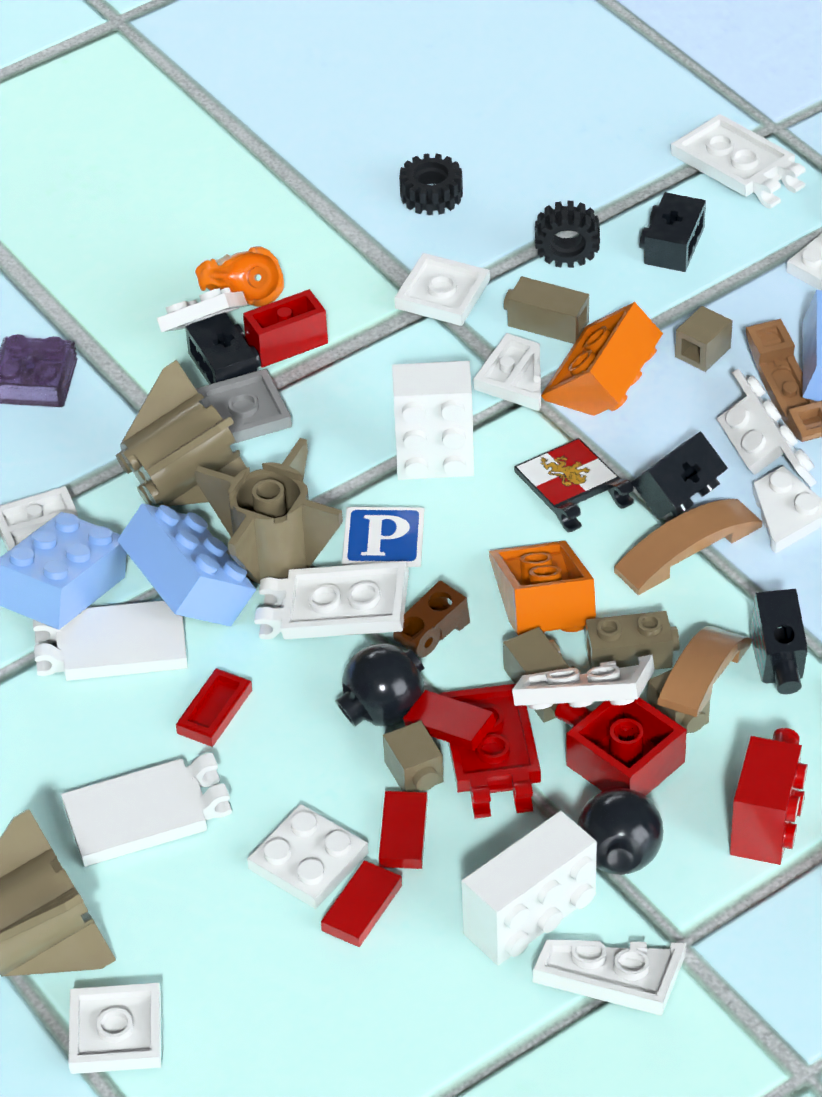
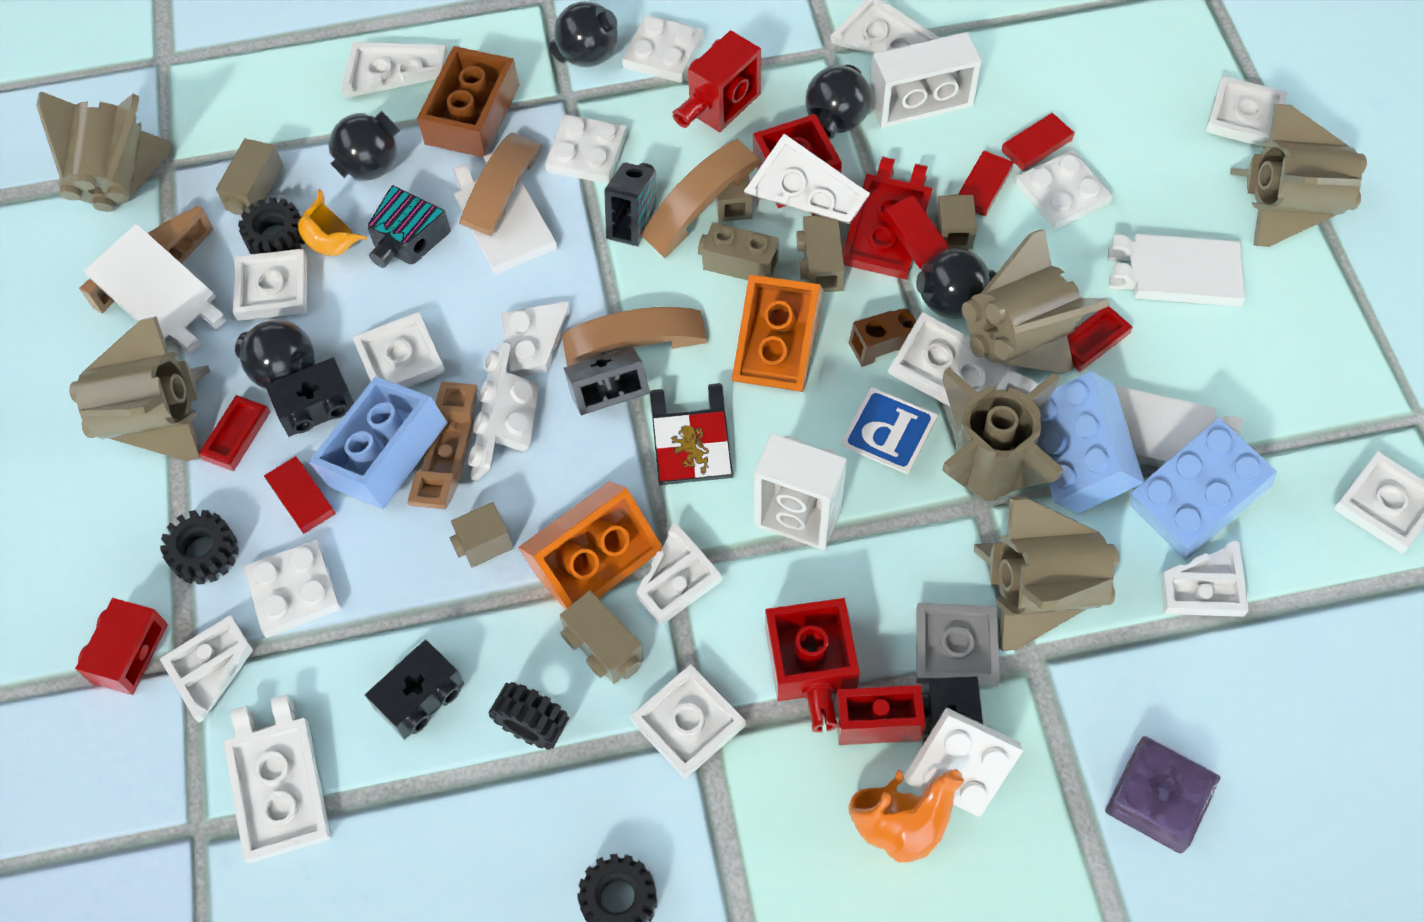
camera: 155 degrees left, 15 degrees up
(287, 633) = (1028, 311): none -> dark tan brick
(362, 346) = (816, 673): none -> red brick

